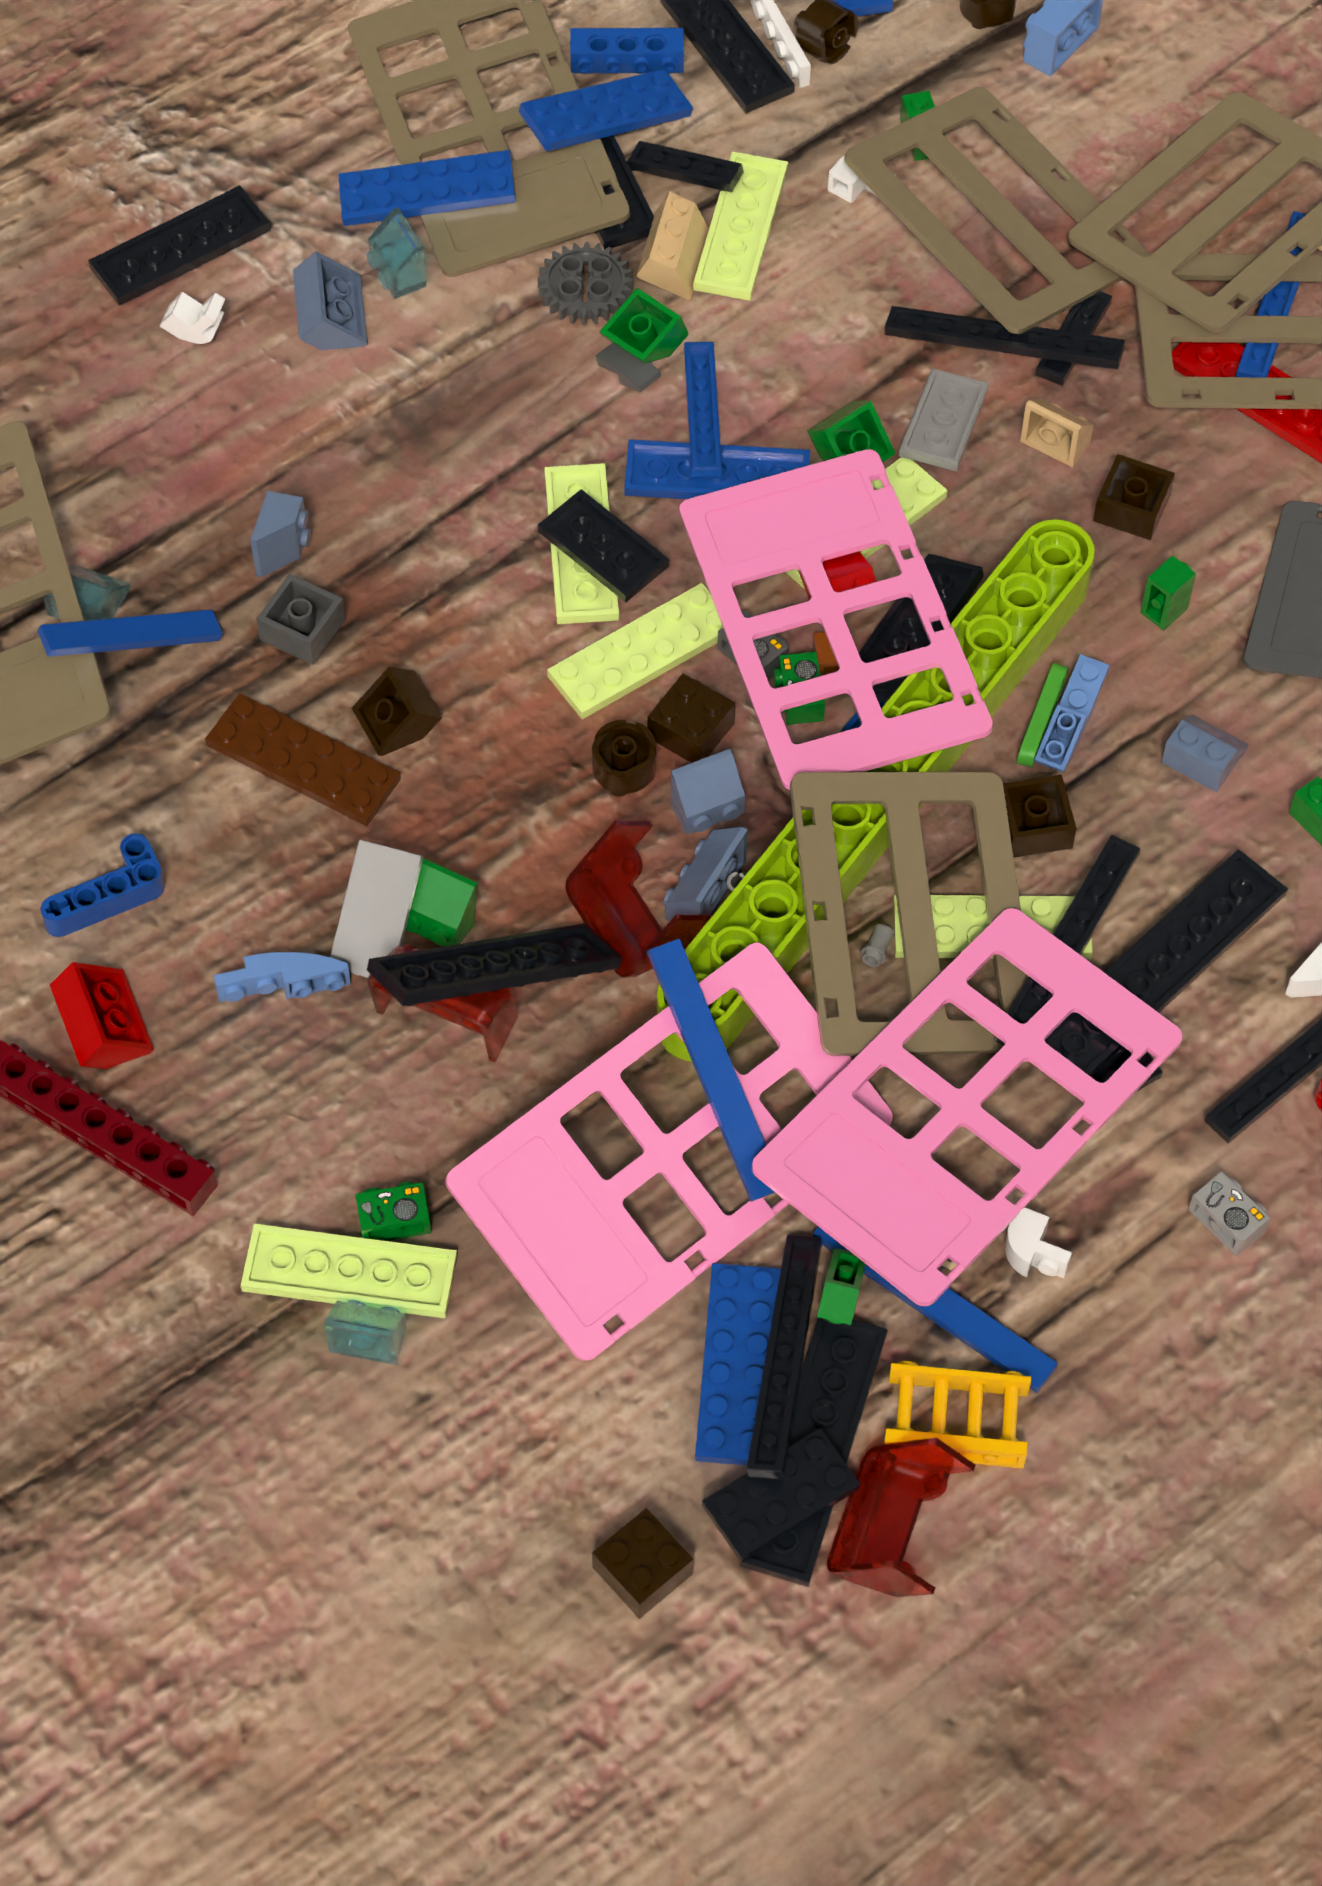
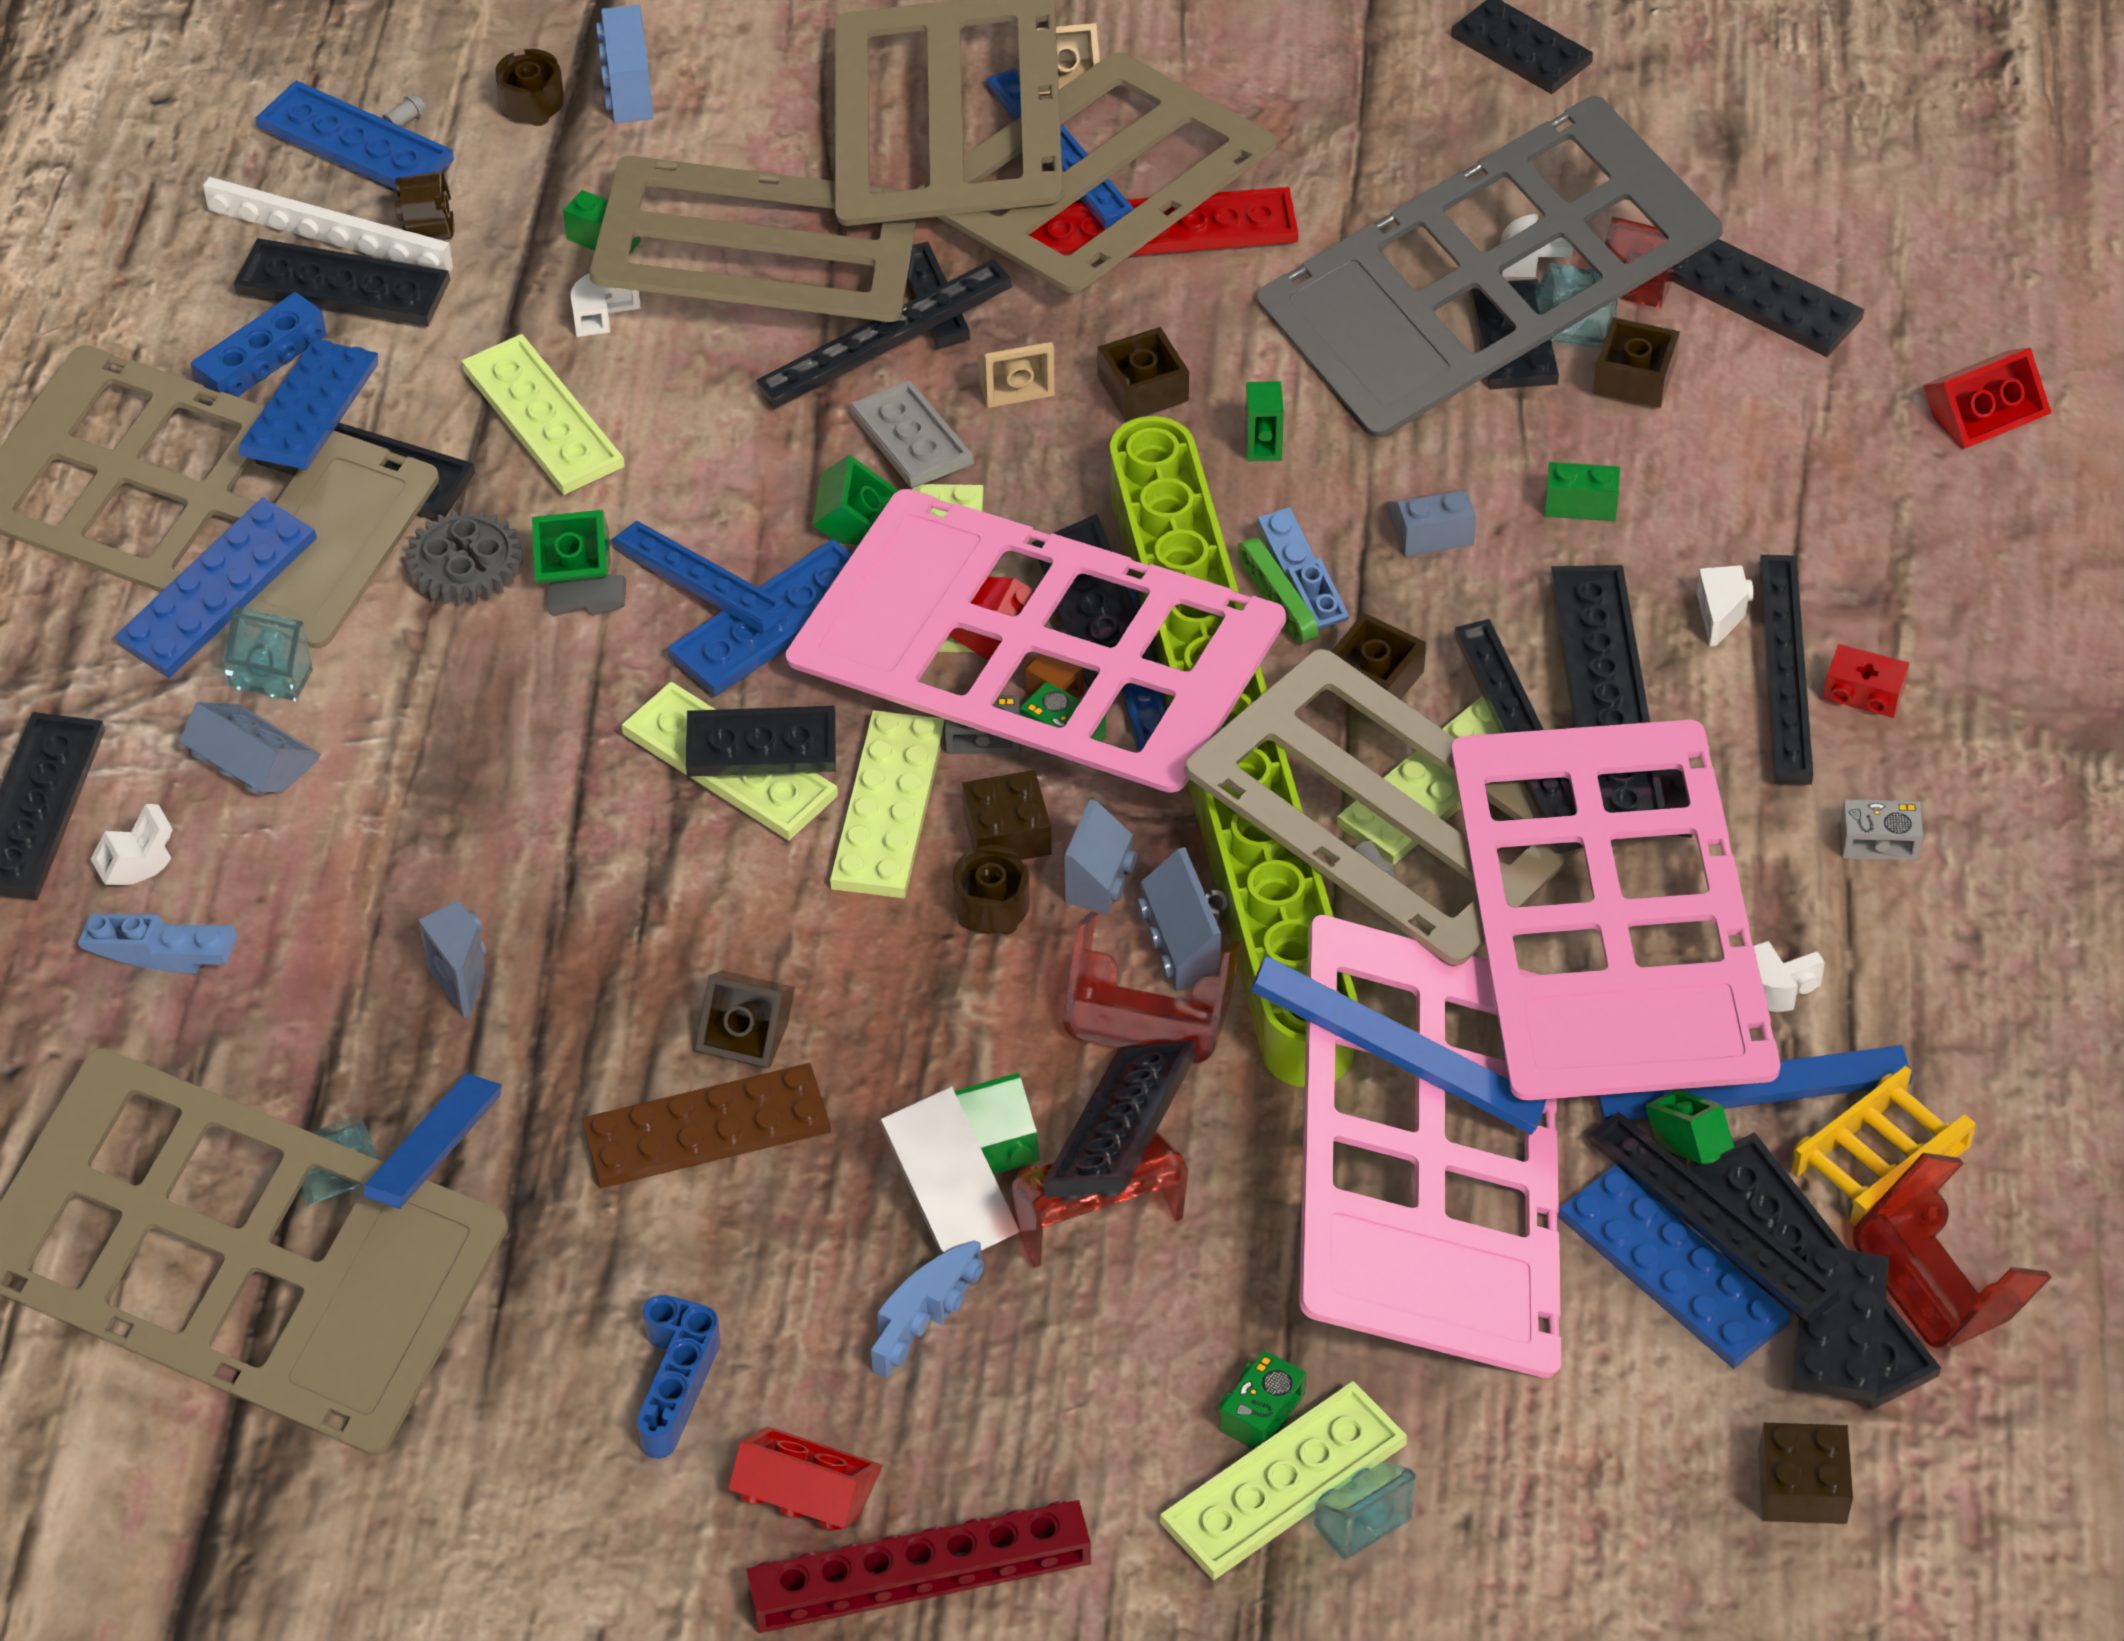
camera: 45 degrees left, 10 degrees down
(143, 385) = (151, 944): none -> medium blue slope
(301, 619) = (566, 1010): dark grey brick -> none
(674, 246) = (507, 468): tan slope -> none
(685, 166) = (437, 399): black plate -> none

